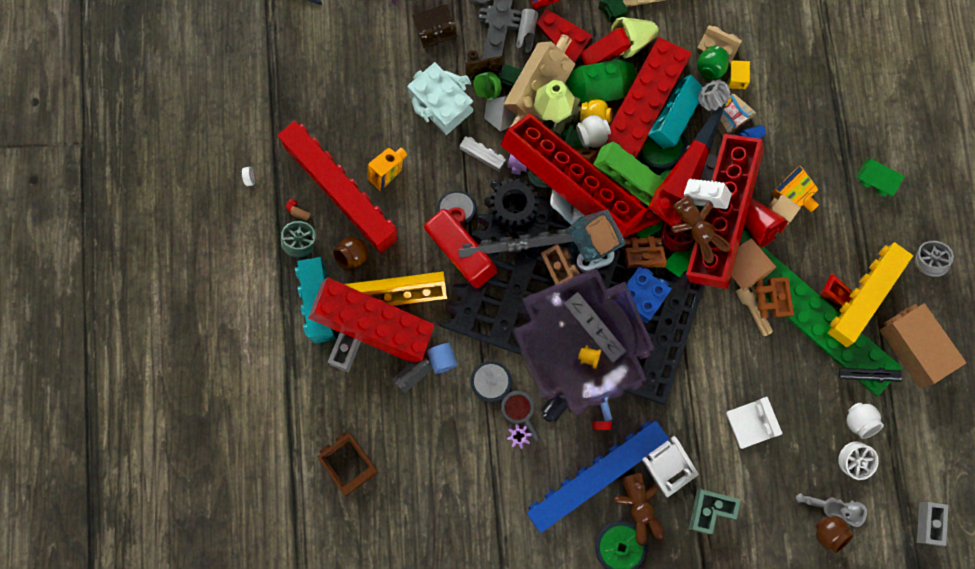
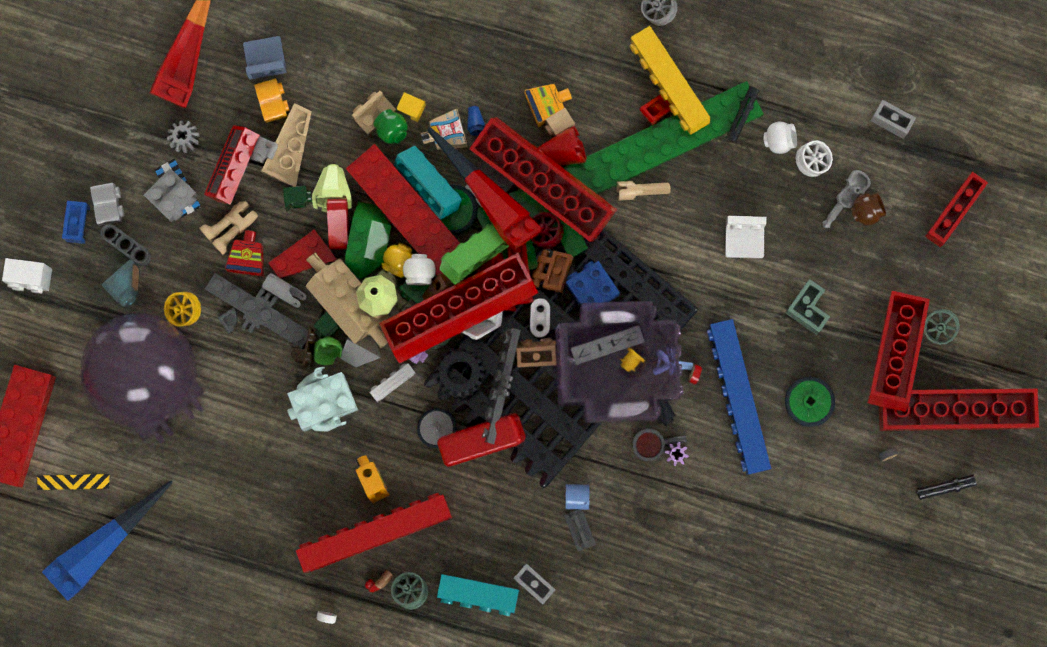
camera: 65 degrees left, 5 degrees up
(327, 451) = (659, 609): reddish brown window -> none
(351, 253) = (443, 545): reddish brown piece -> none
(371, 321) = (520, 549): red brick -> none
(405, 289) = (495, 524): yellow brick -> none
(435, 26) = (242, 378): dark brown hinge -> none
(459, 214) = (445, 428): red tile -> none
(491, 381) = (615, 460): light grey wheel -> none
(596, 235) = (524, 310): slope -> none
(641, 510) = (784, 369): reddish brown animal -> none
(666, 463) = (751, 329): white container -> none
(700, 229) = (557, 211): reddish brown animal -> none
(704, 192) = (524, 190): white brick -> none
(714, 95) = (427, 141): light grey gear -> none
(751, 265) = (601, 177): medium nougat slope -> none
(779, 297) = (642, 164): dark orange plate -> none
(879, 177) = (564, 21): green brick -> none
(922, 345) = (734, 56): medium nougat brick -> none

